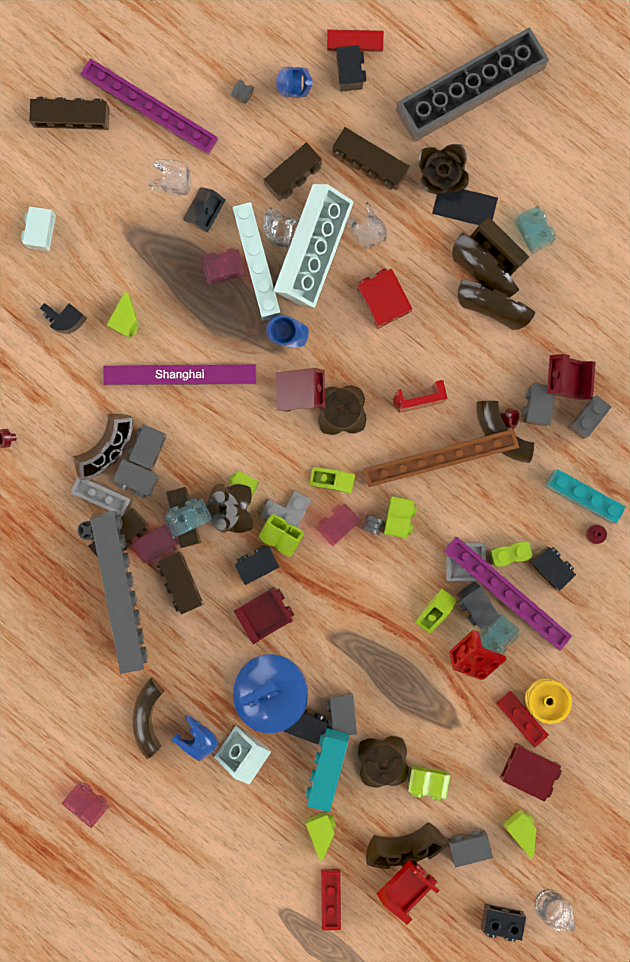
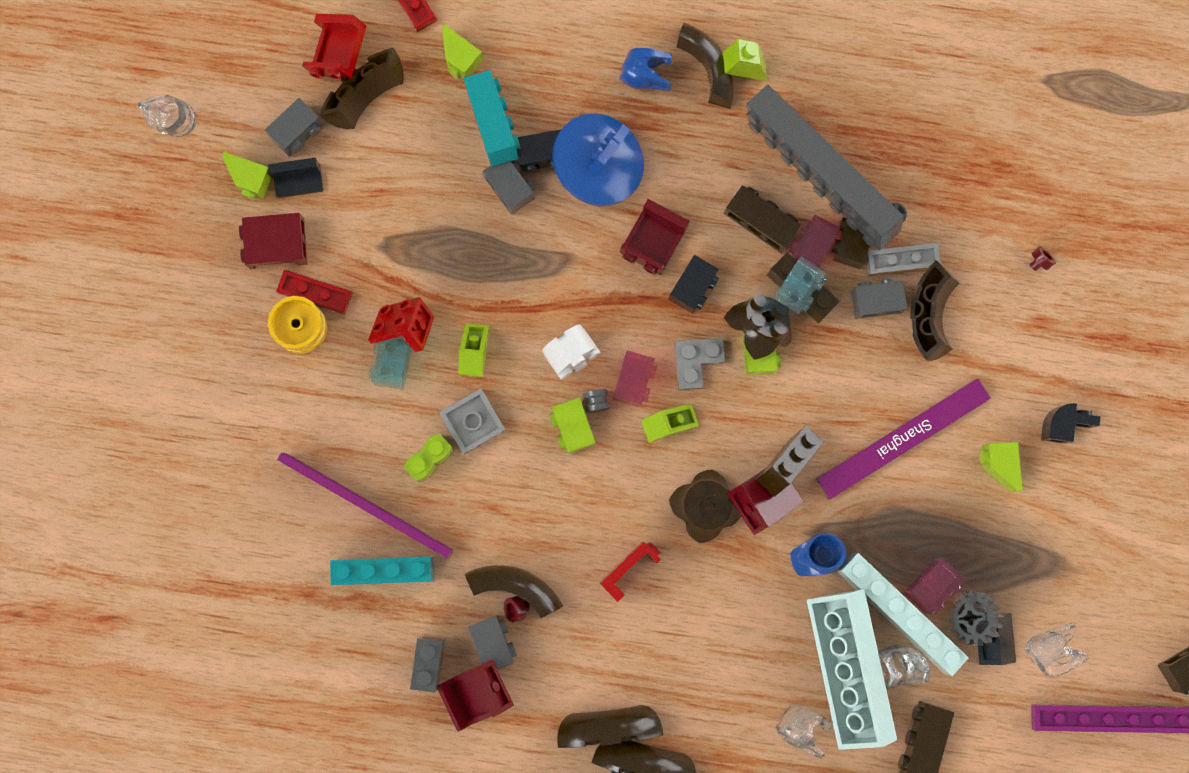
camera: 140 degrees right, 5 degrees down
(38, 229) = (1158, 504): light aqua brick -> none
(122, 703) = (745, 60): none -> lime slope
(147, 446) = (888, 339): dark grey brick -> none
(217, 222) = (980, 629): none -> dark grey gear
(242, 755) = (588, 83): light aqua slope -> none
(269, 404) = (789, 461): none -> brick
(281, 535) = (688, 330): lime brick -> none
(371, 568) = (570, 351): none -> white brick
(372, 751) = (436, 178): dark brown brick -> none
(384, 297) = (736, 660): red panel -> none
(428, 782) = (376, 168): lime brick -> none
(441, 457) = (565, 517): dark orange plate -> none
(477, 605) = (432, 380): black brick -> none
(488, 809) = (296, 177): none -> black panel
(503, 922) = (216, 74): black brick -> none
(507, 593) = (407, 412): magenta plate -> none
(553, 568) = (372, 470): black brick -> none
(571, 548) = (365, 504): none -> magenta tile
(592, 532) = (351, 538): dark red tile -> none

